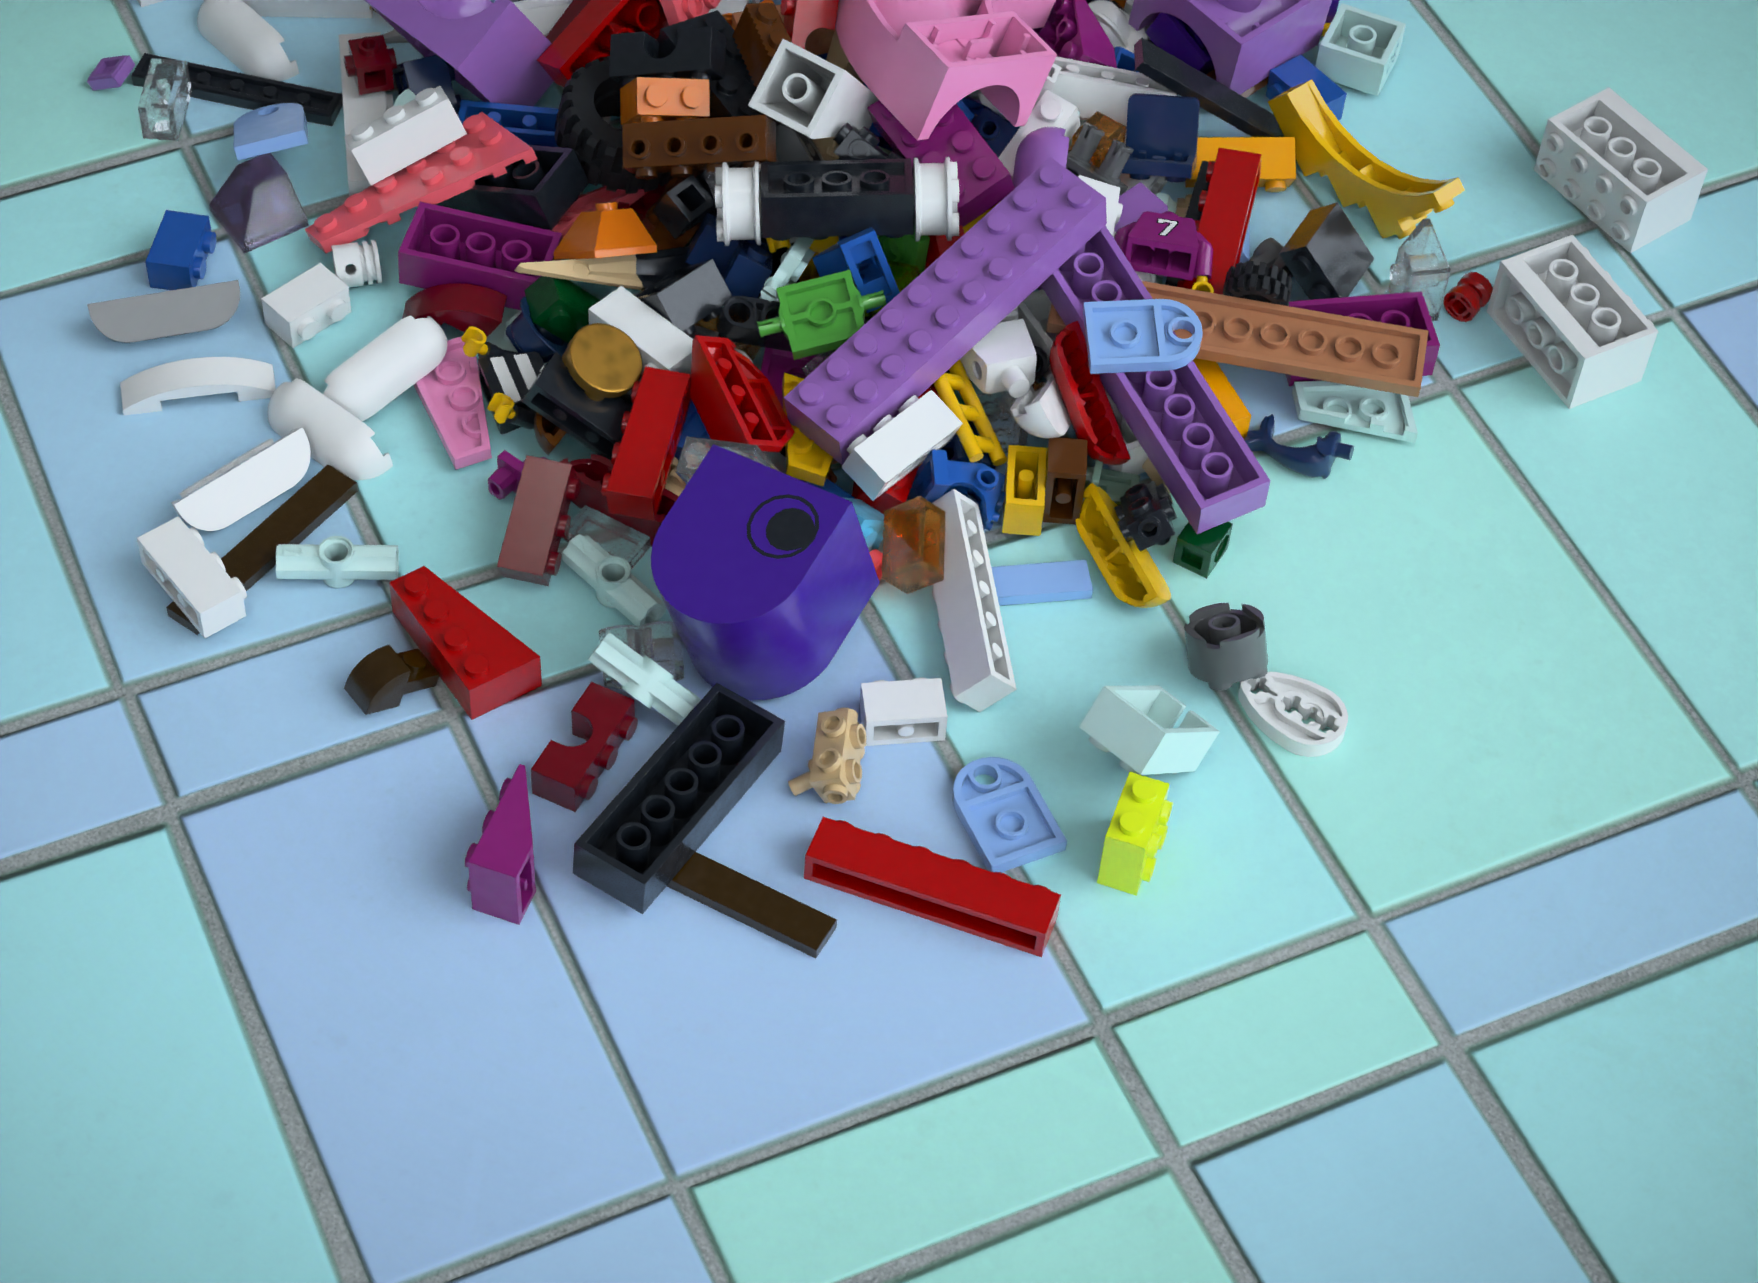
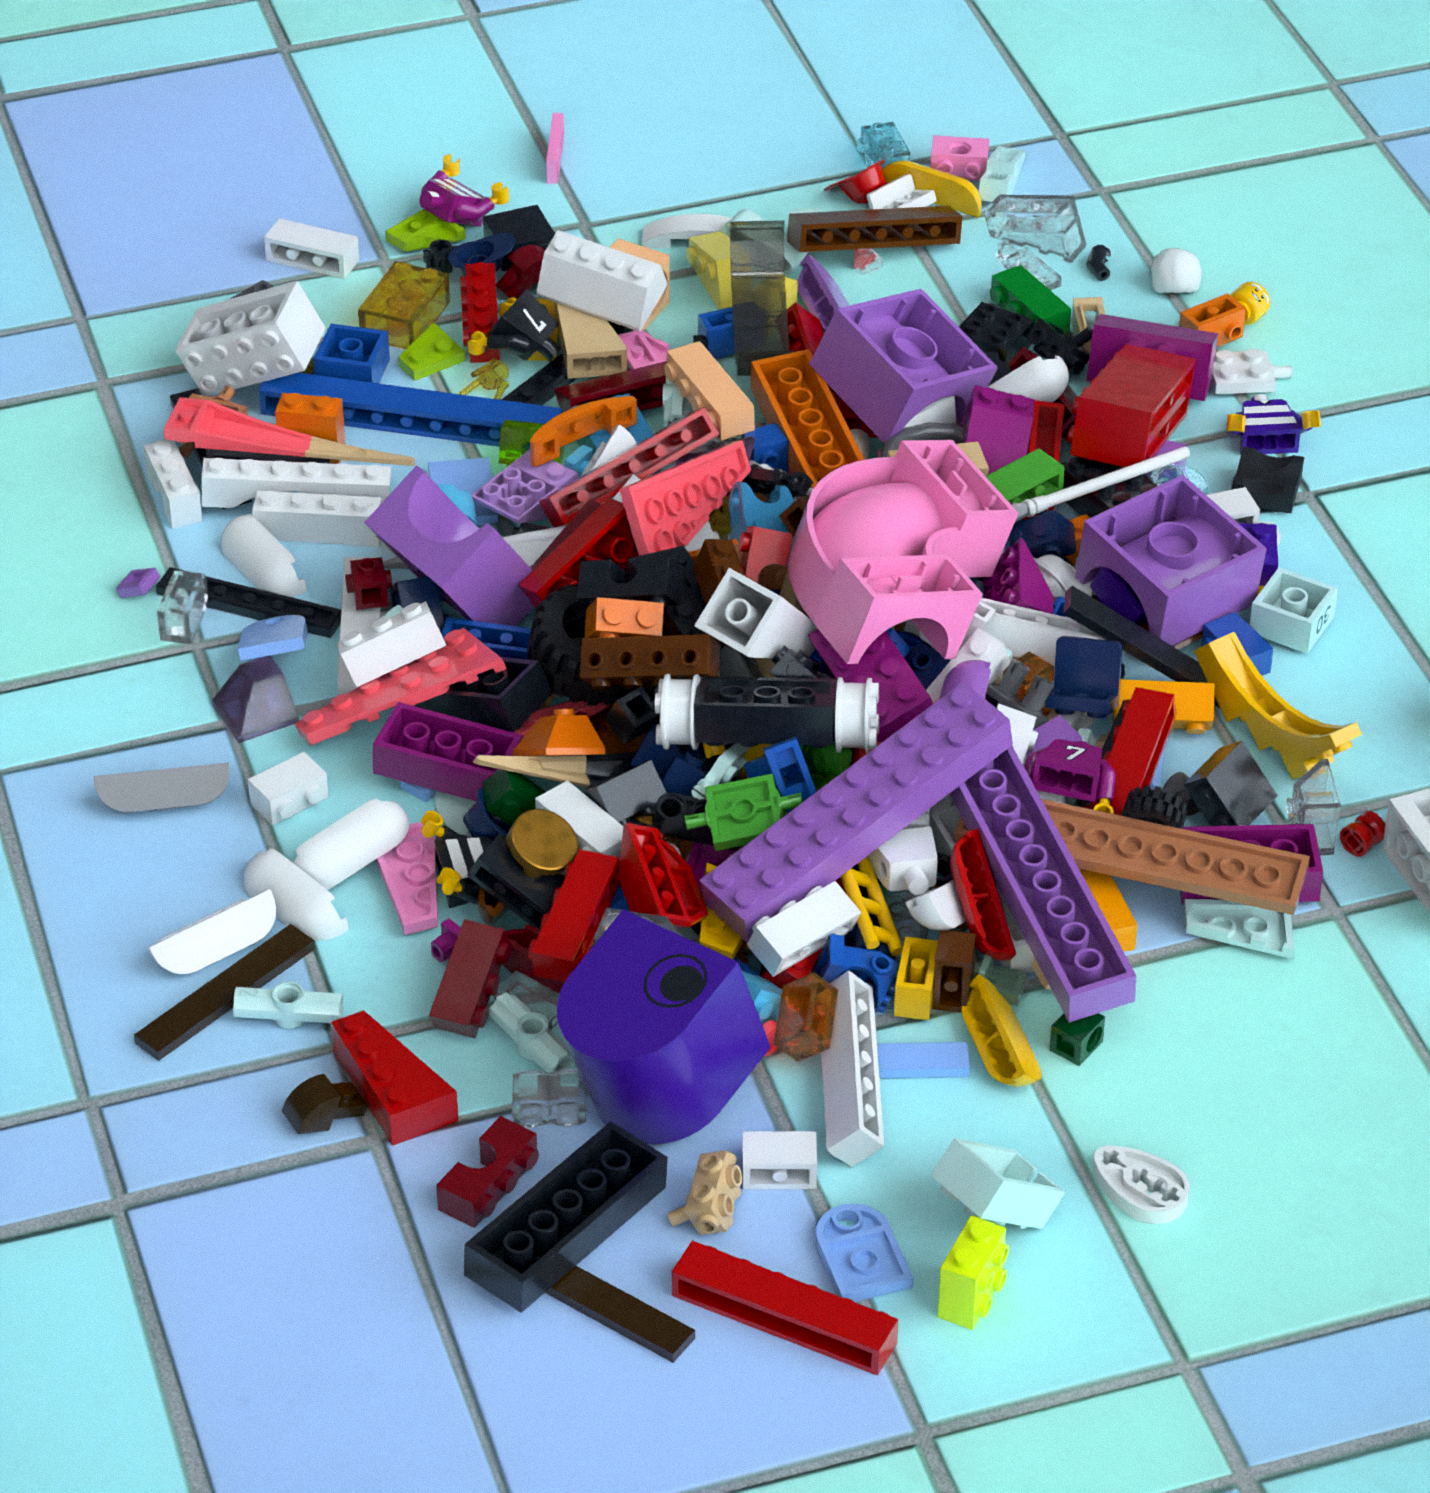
camera: 10 degrees right, 10 degrees down
(180, 251) = (181, 736): blue brick -> none
(192, 576) = (159, 1008): white brick -> none
(196, 378) = (181, 845): white slope -> none
(364, 263) = (344, 754): white piece -> none
(459, 306) = (424, 793): dark red brick -> none
(503, 859) = (403, 1254): magenta slope -> none
(644, 679) = (544, 1114): light aqua piece -> none
(1139, 335) = (1031, 843): light blue tile -> none
(1146, 515) = (1025, 1004): black brick -> none
(1226, 645) = (1082, 1119): dark grey brick -> none
(1310, 460) = (1189, 968): dark blue animal -> none

